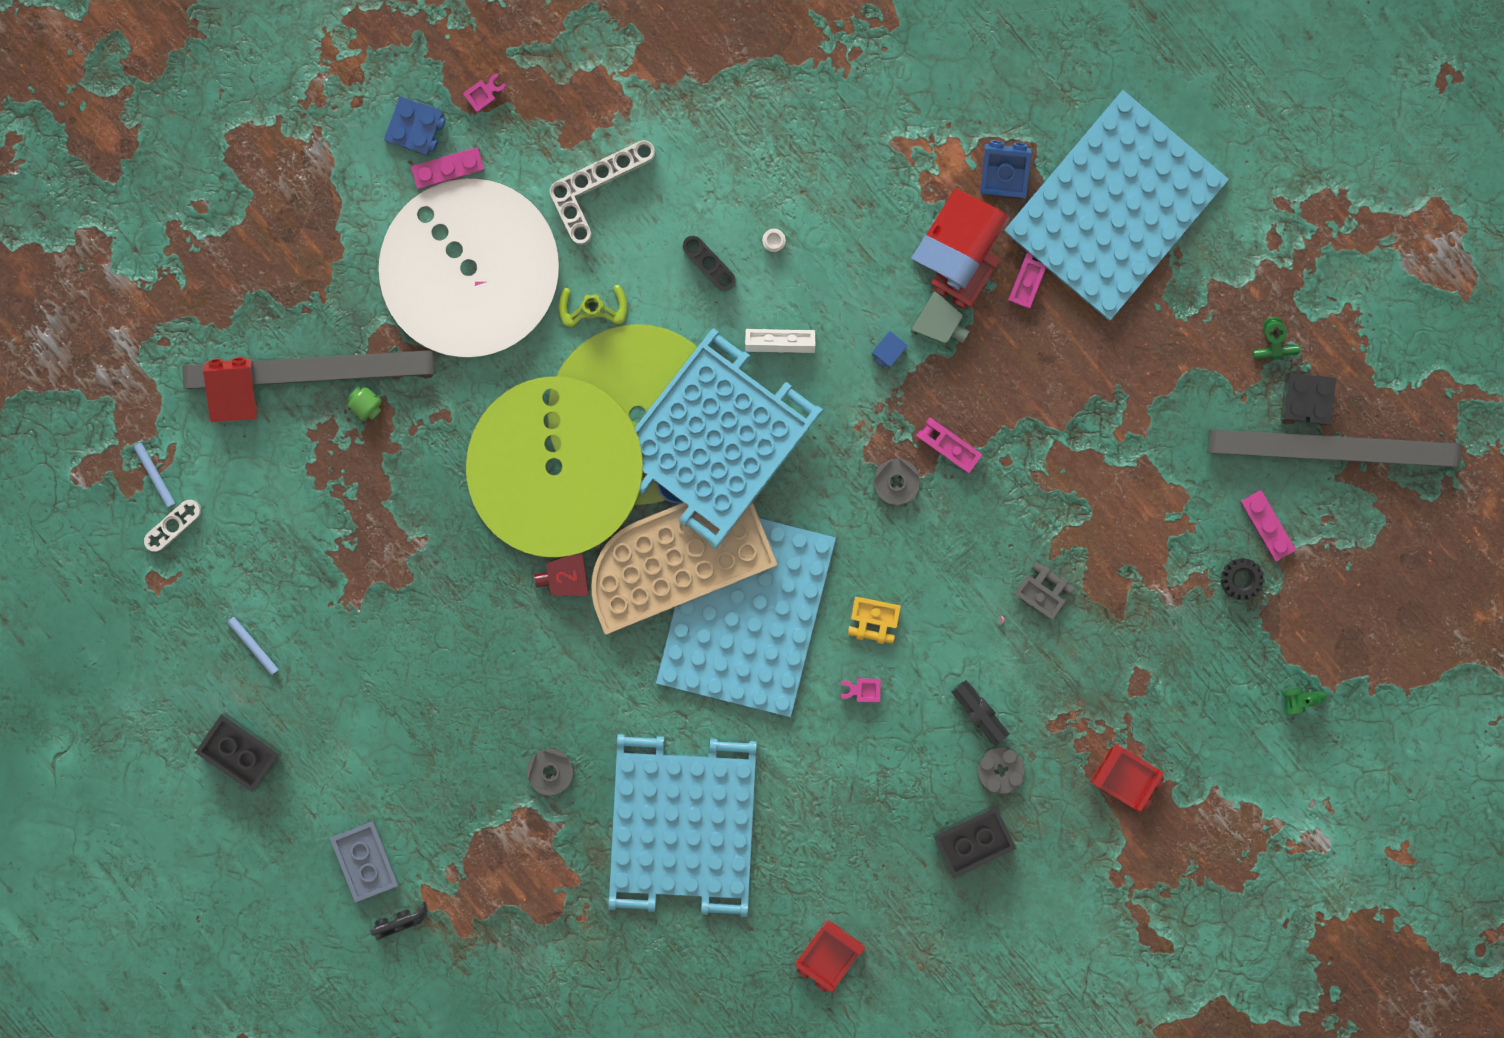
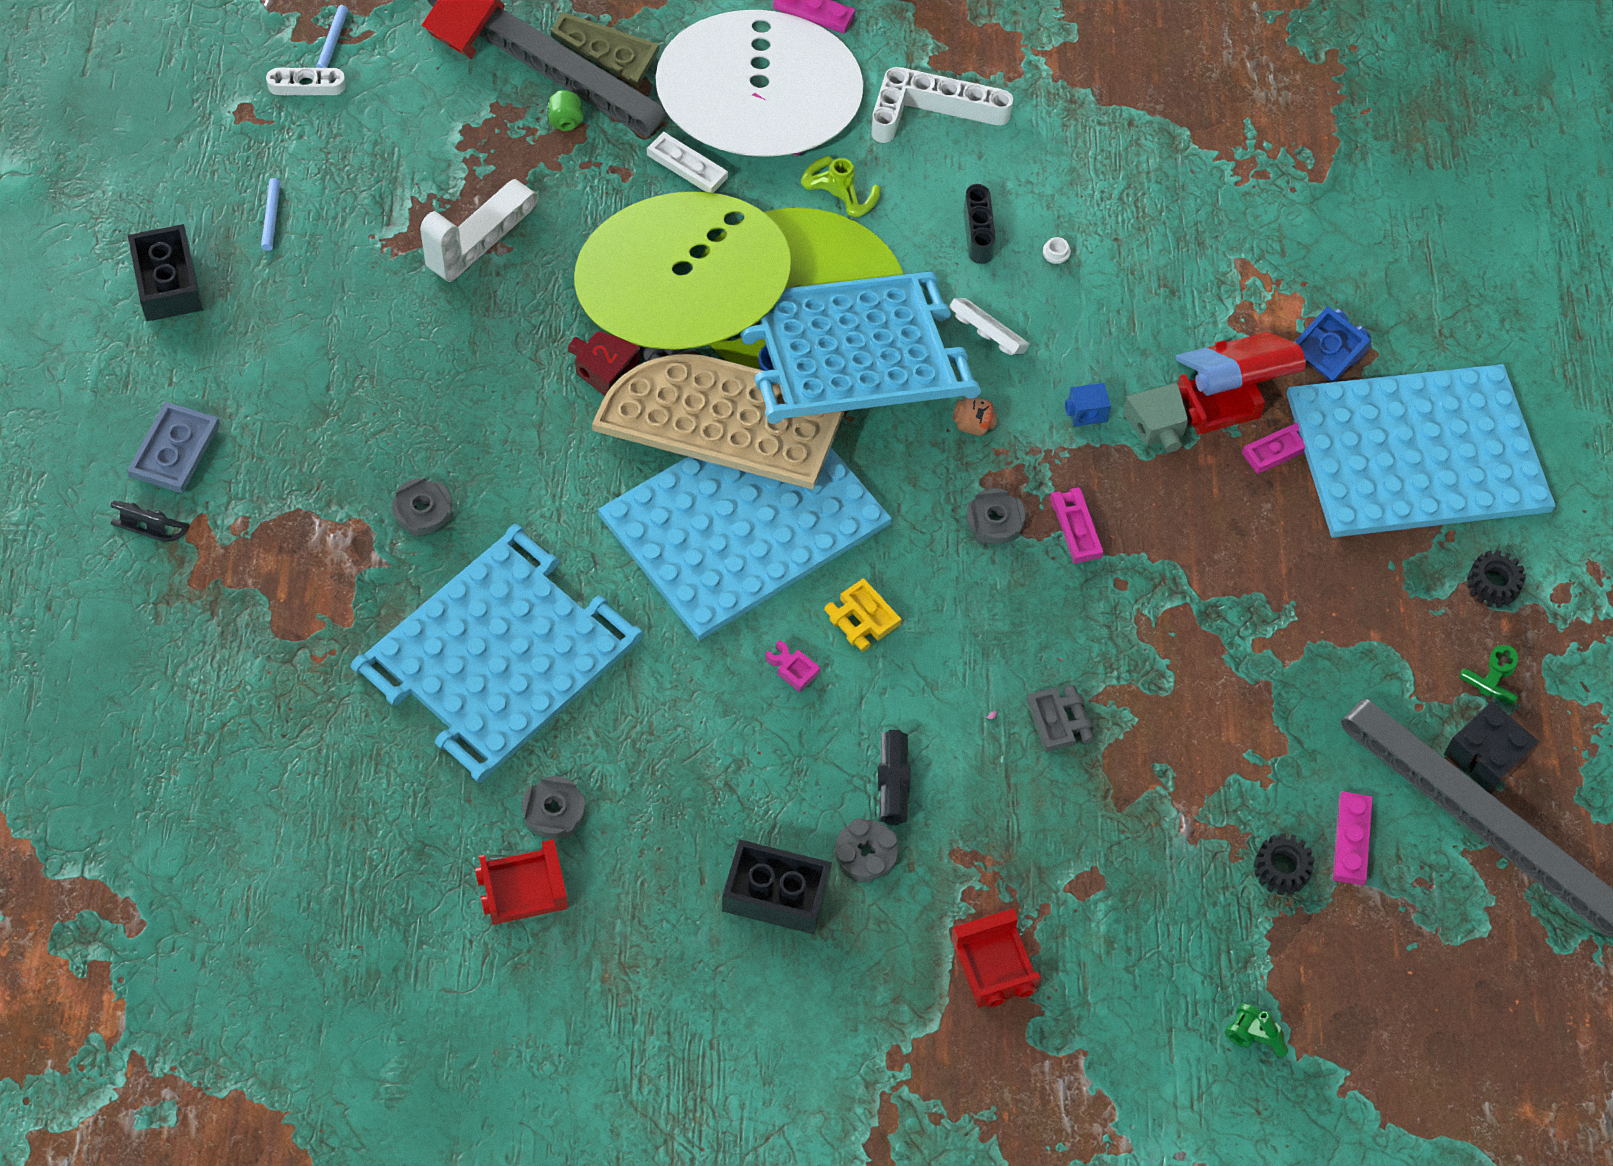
camera: 40 degrees right, 30 degrees down
(346, 325) = (609, 48): none -> olive wing
(399, 546) = (453, 248): none -> white beam
(480, 376) = (687, 163): none -> white plate
(804, 909) = (543, 794): none -> dark grey plate
(829, 421) = (974, 416): none -> nougat head
(1215, 268) = (1501, 566): none -> black tyre

